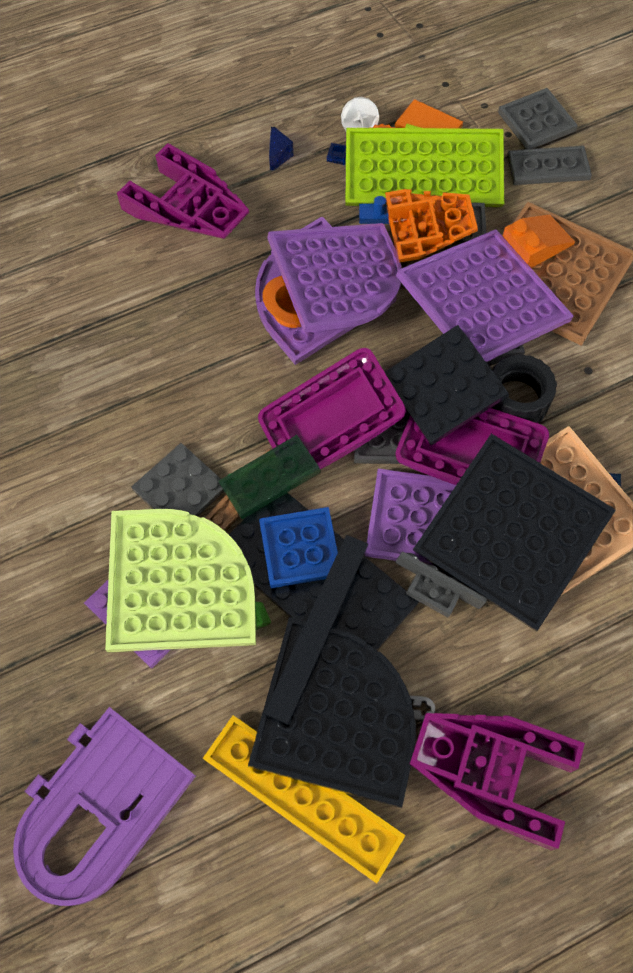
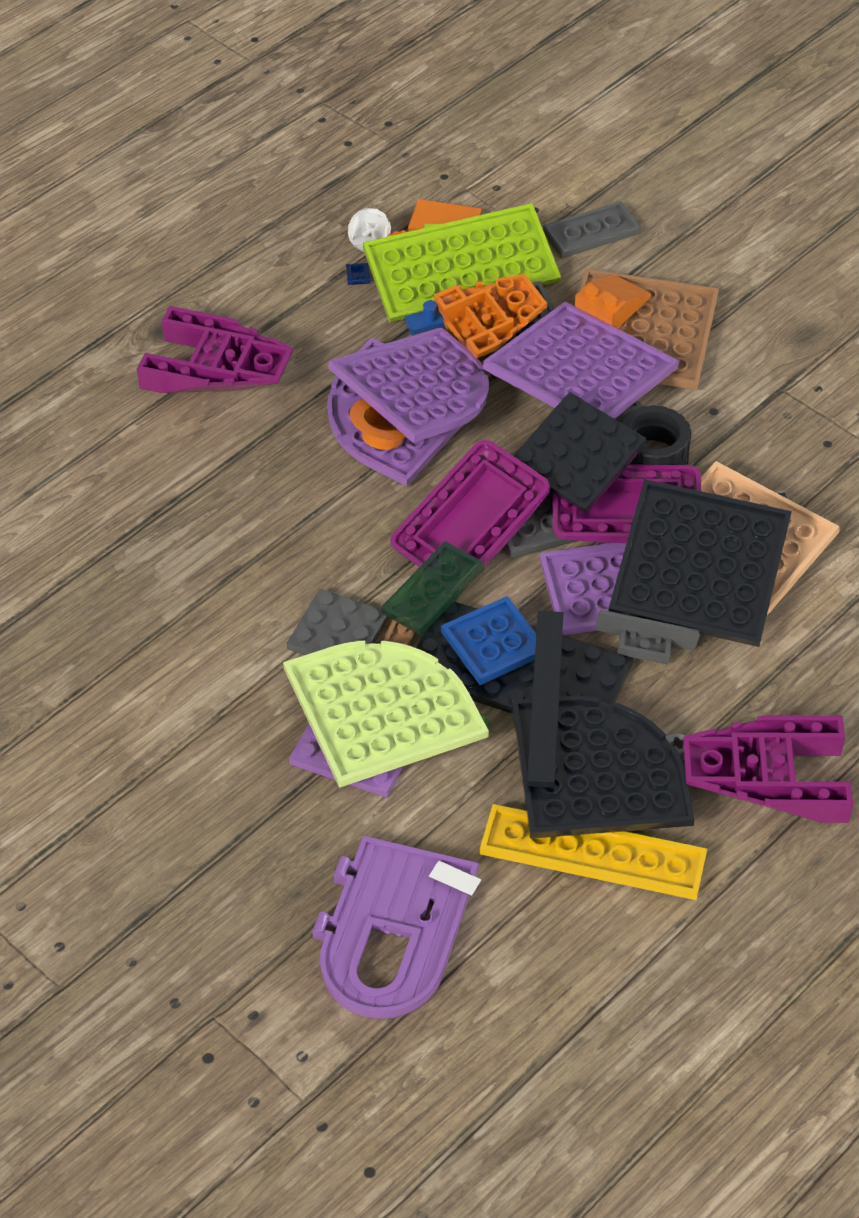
camera: 20 degrees left, 15 degrees down
(167, 783) = (455, 878): none -> white sticker
(280, 148) = (291, 282): clear blue slope -> none
(537, 119) = (560, 186): dark grey plate -> none

